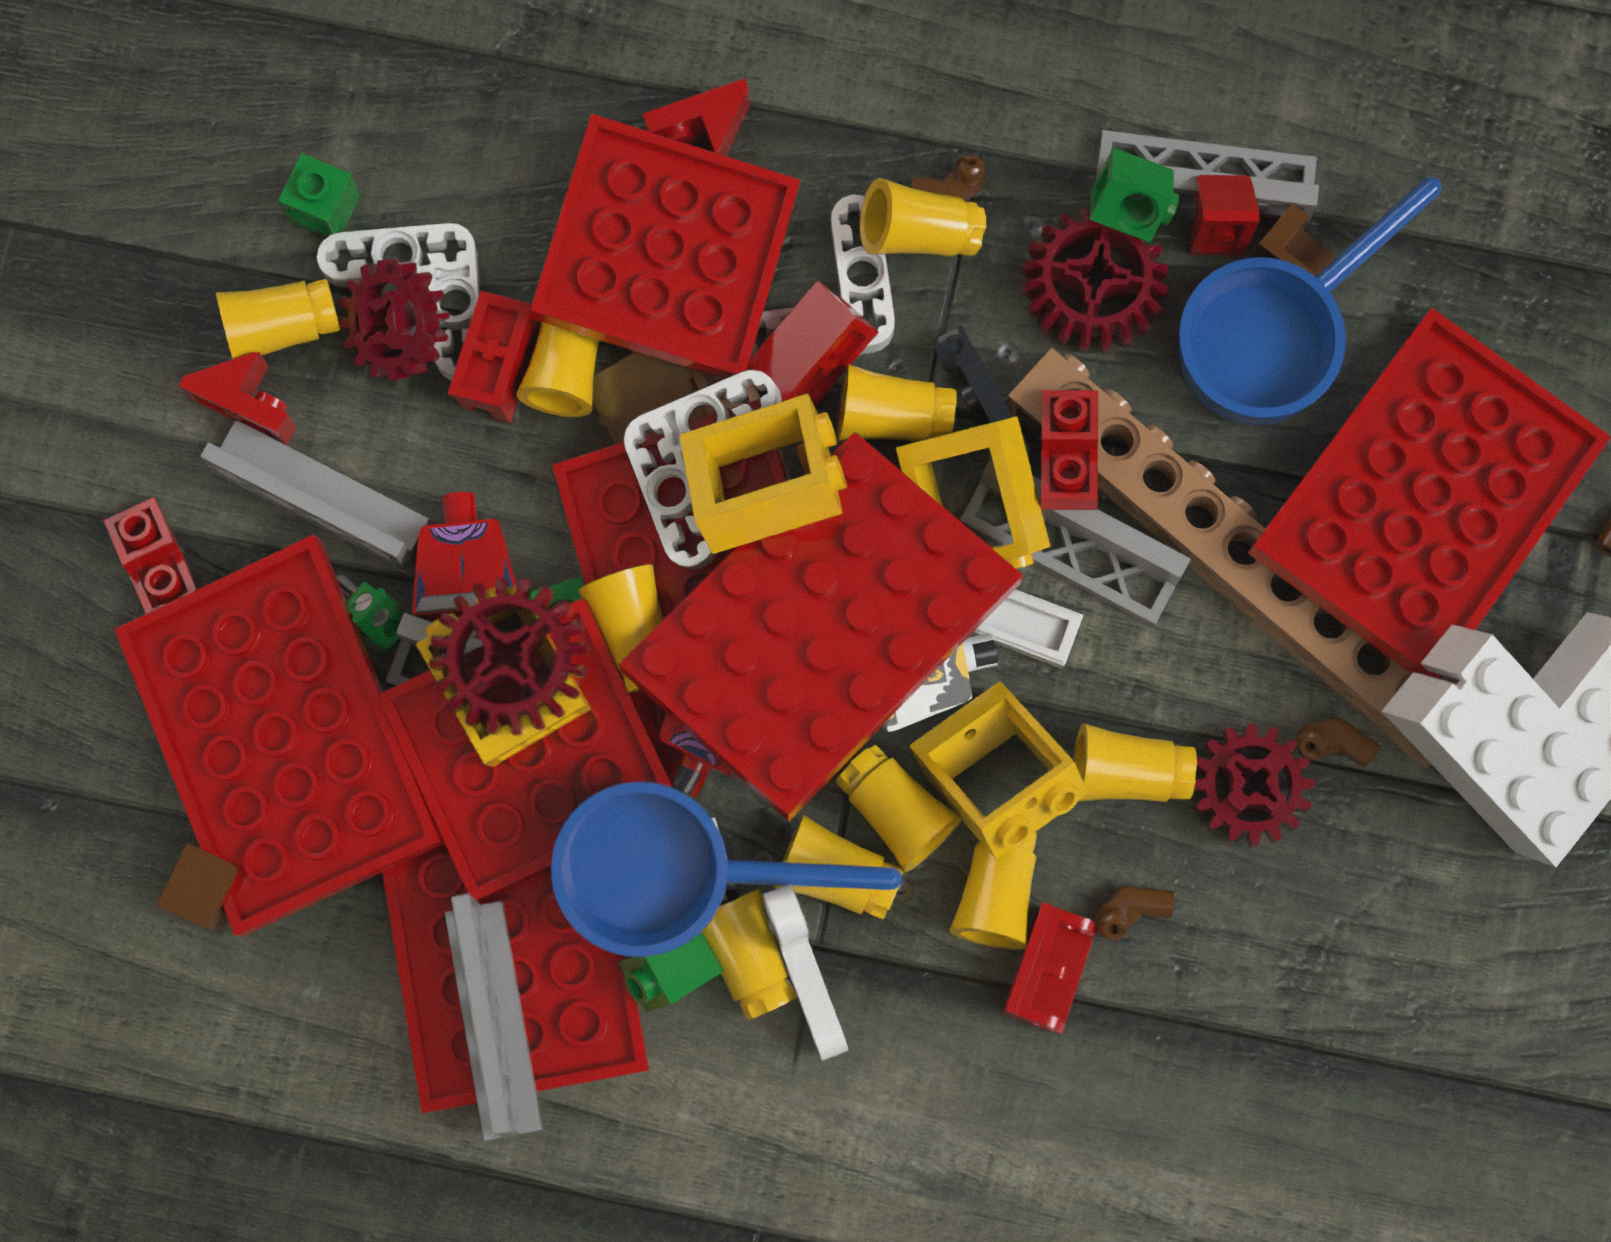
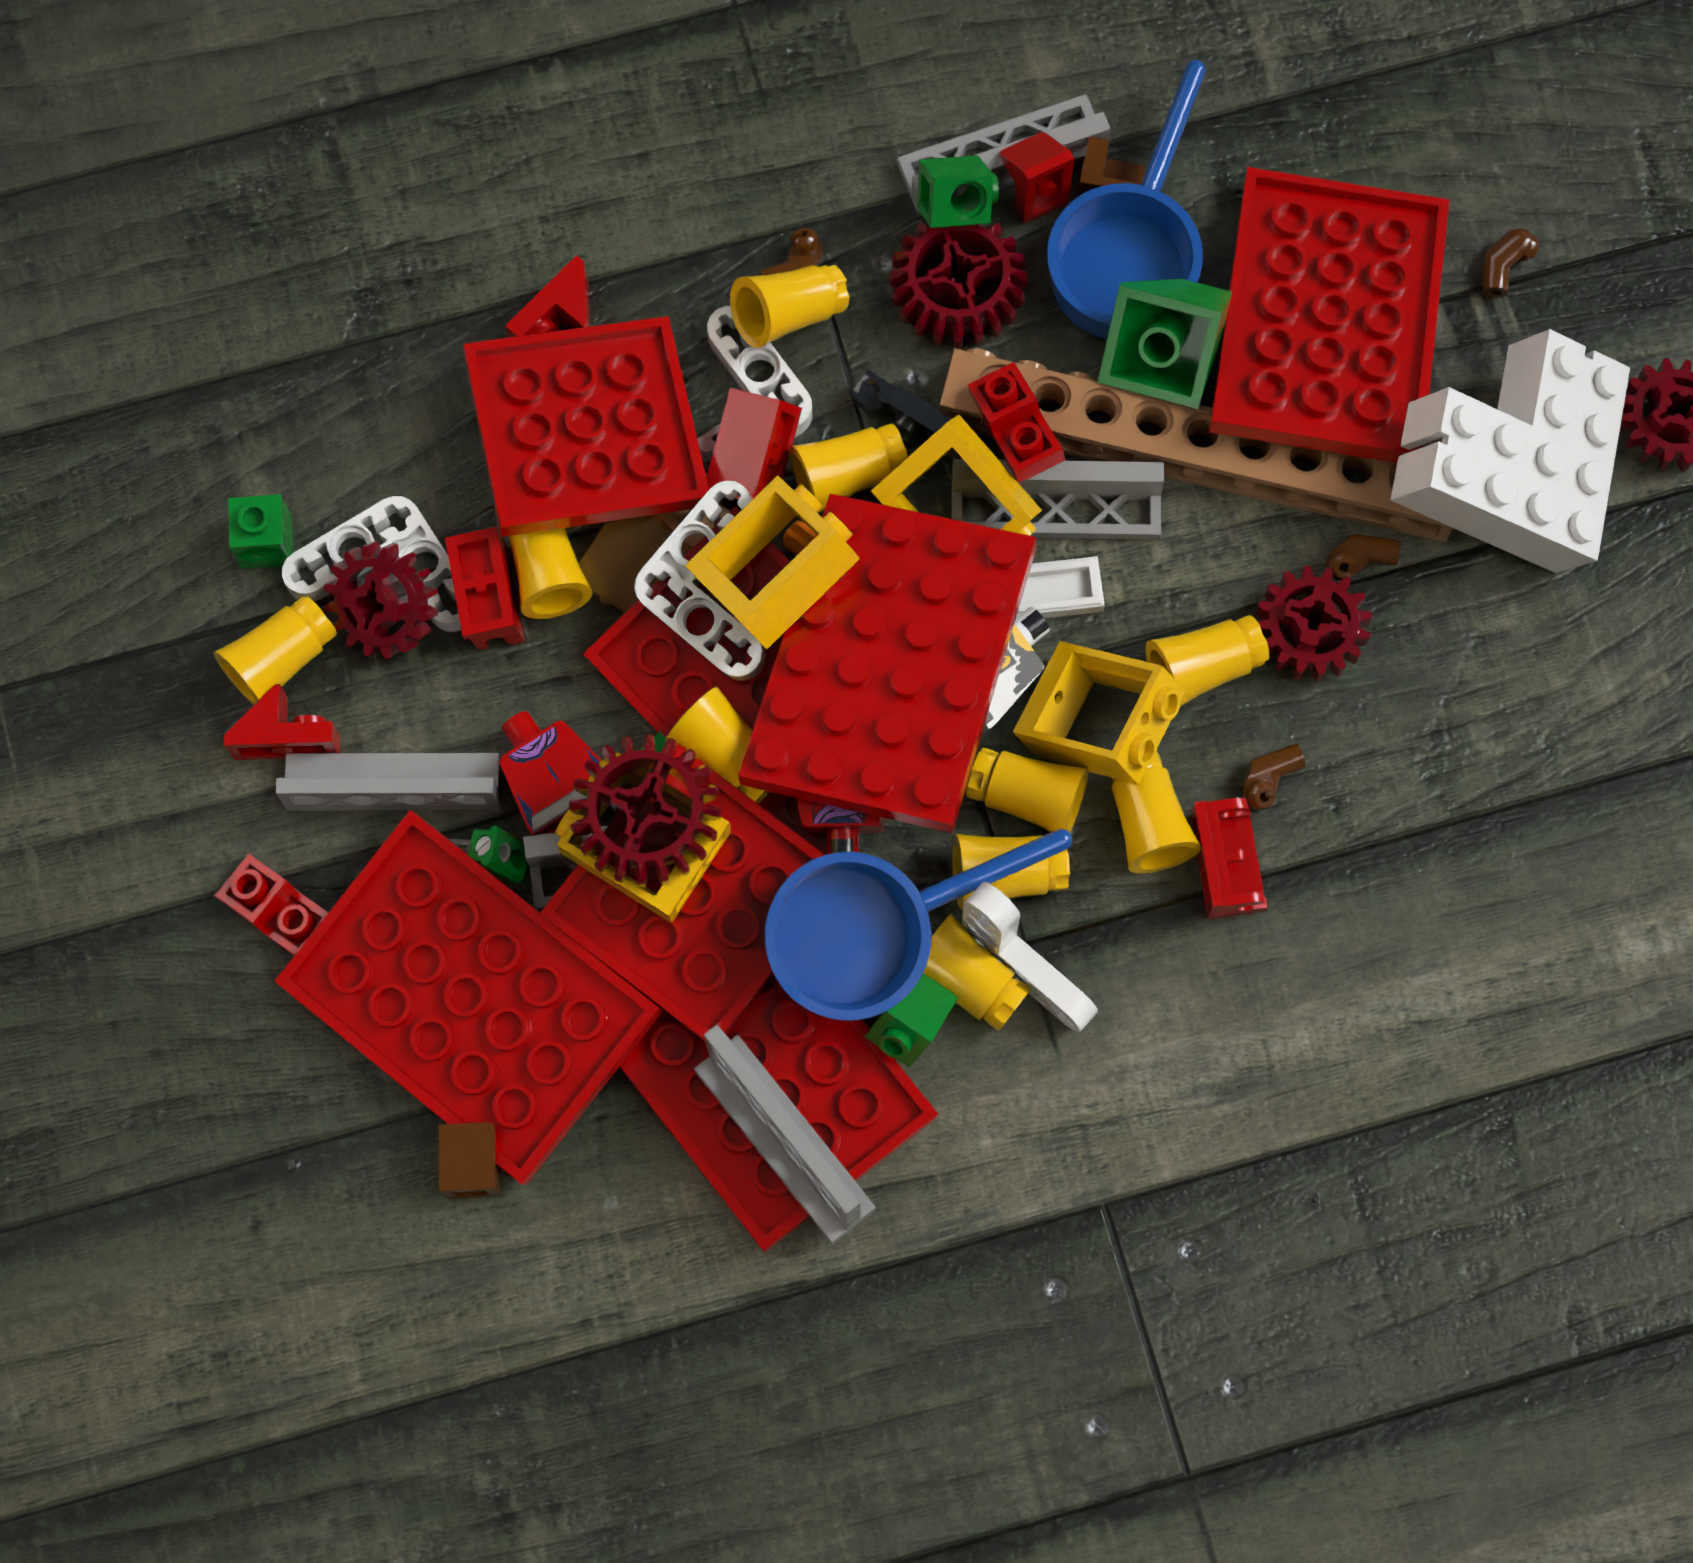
camera: 25 degrees left, 5 degrees down
(1254, 441) = (1165, 339): none -> green slope

